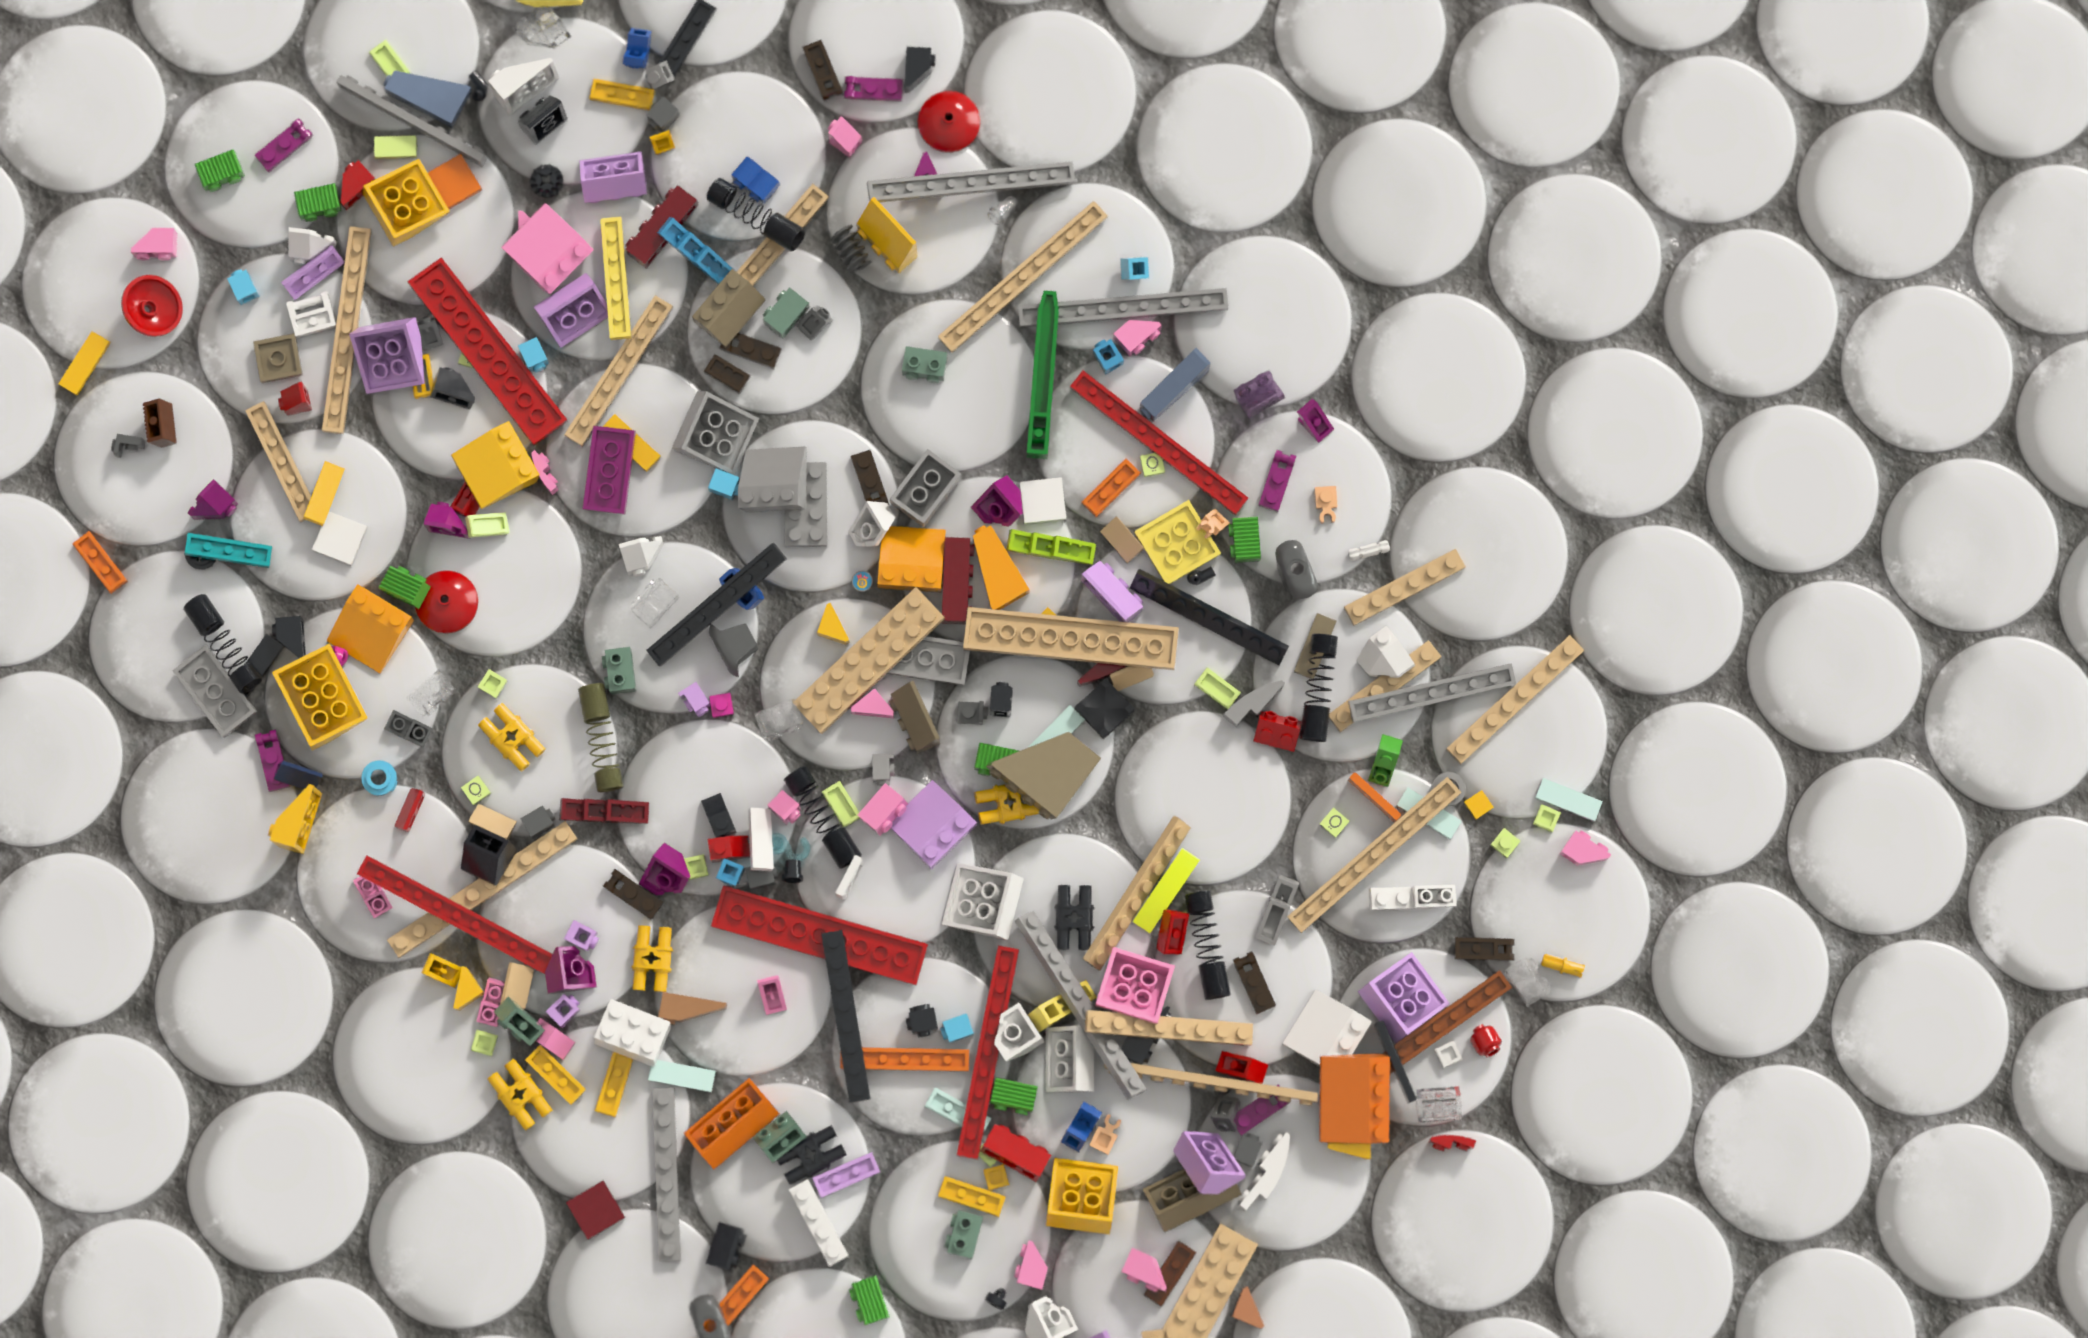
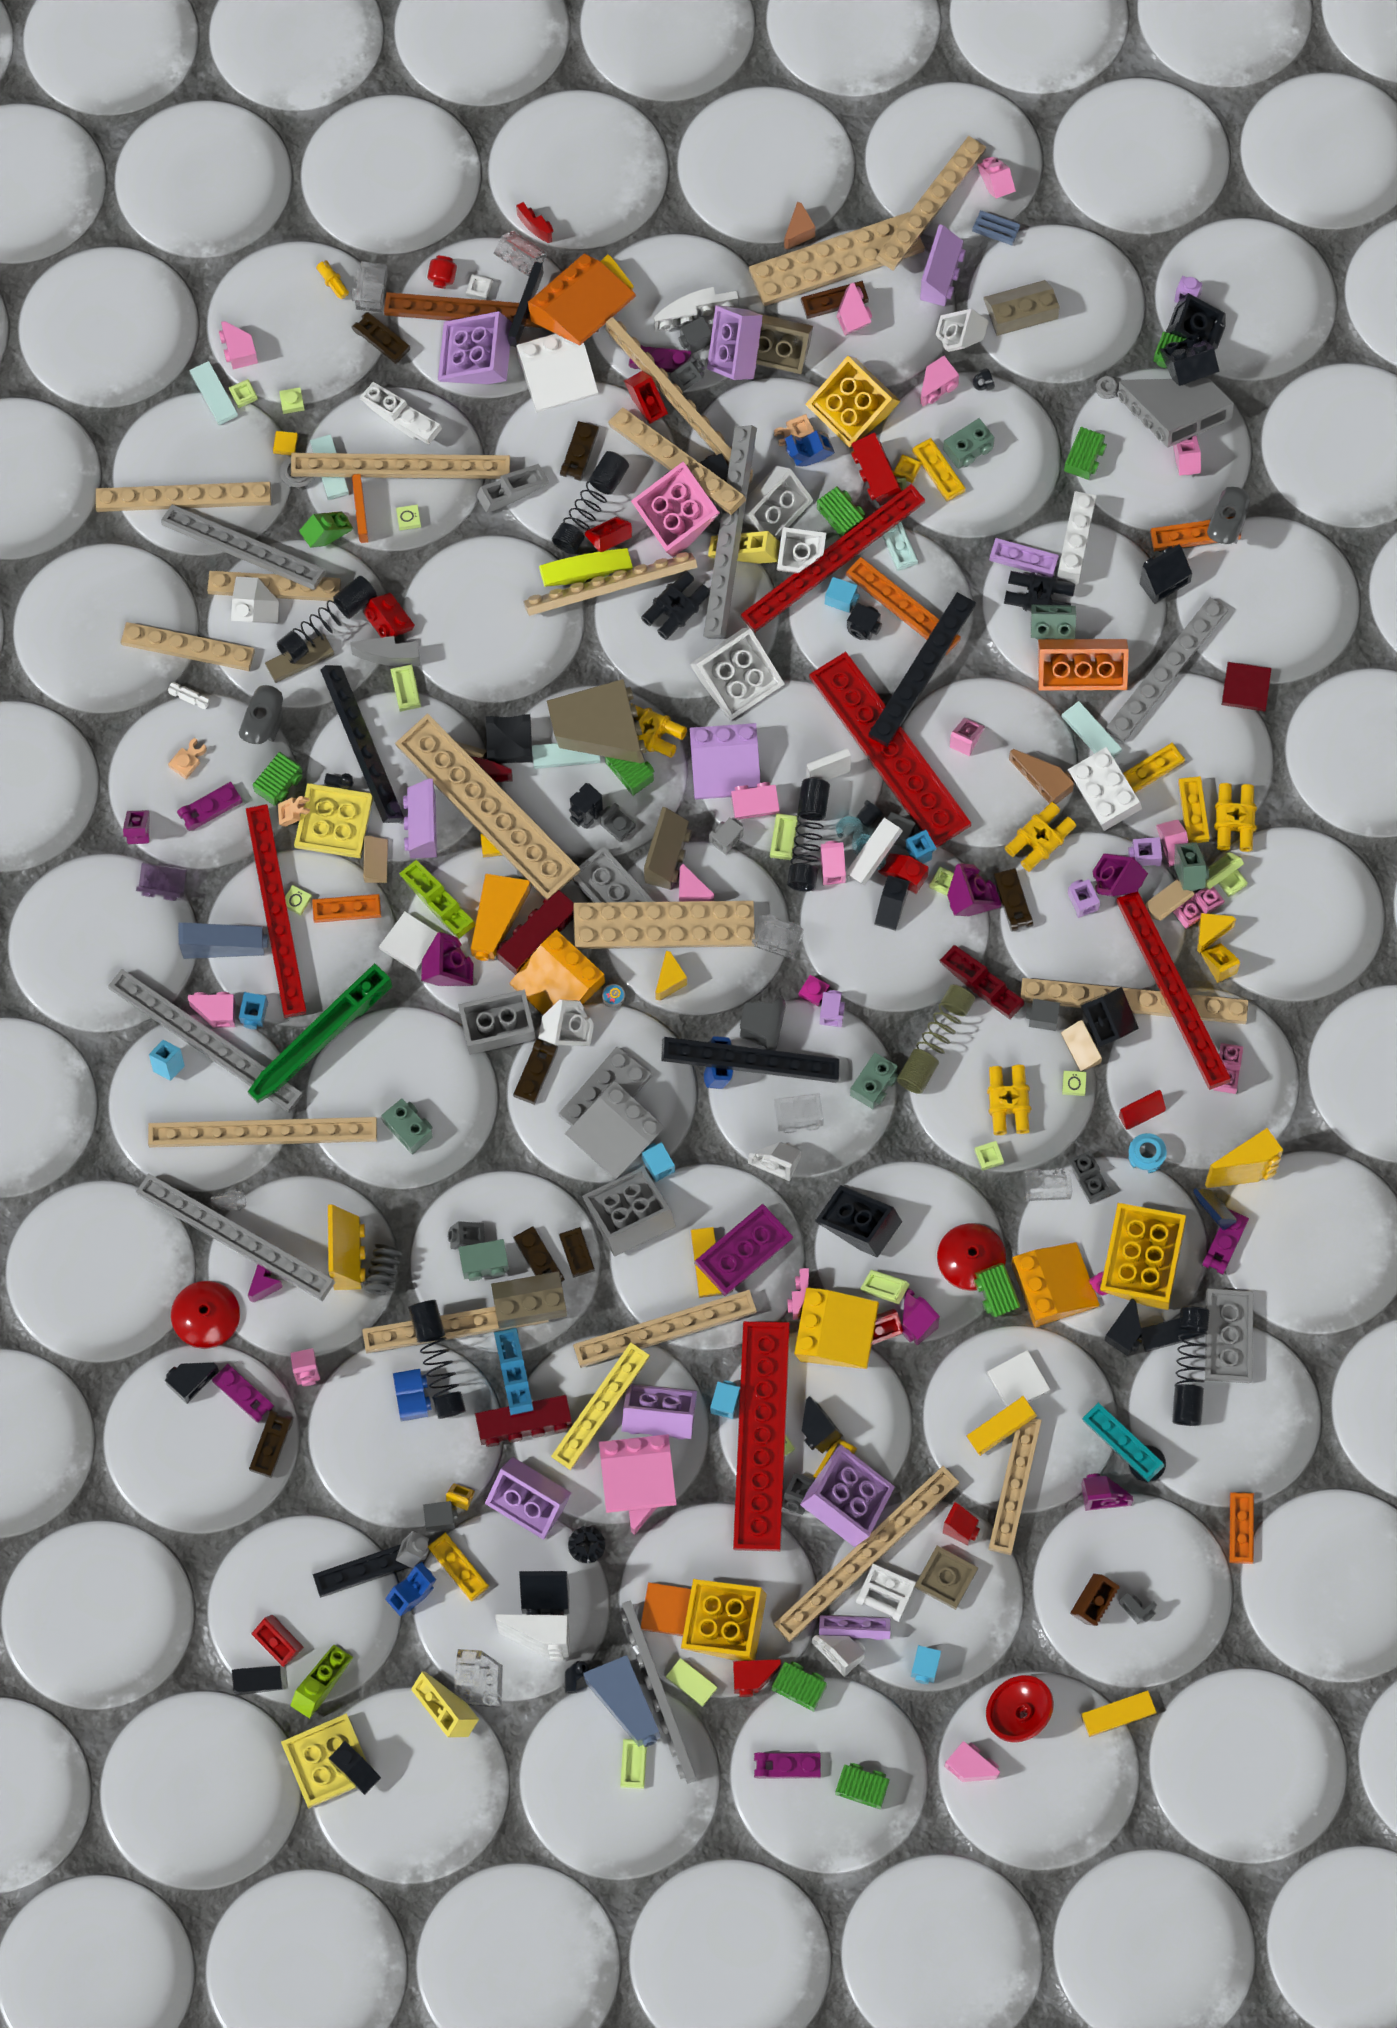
camera: 135 degrees left, 10 degrees down
(497, 1043) = (1222, 868): none -> yellowish green tile
(546, 559) = (860, 1220): none -> black slope

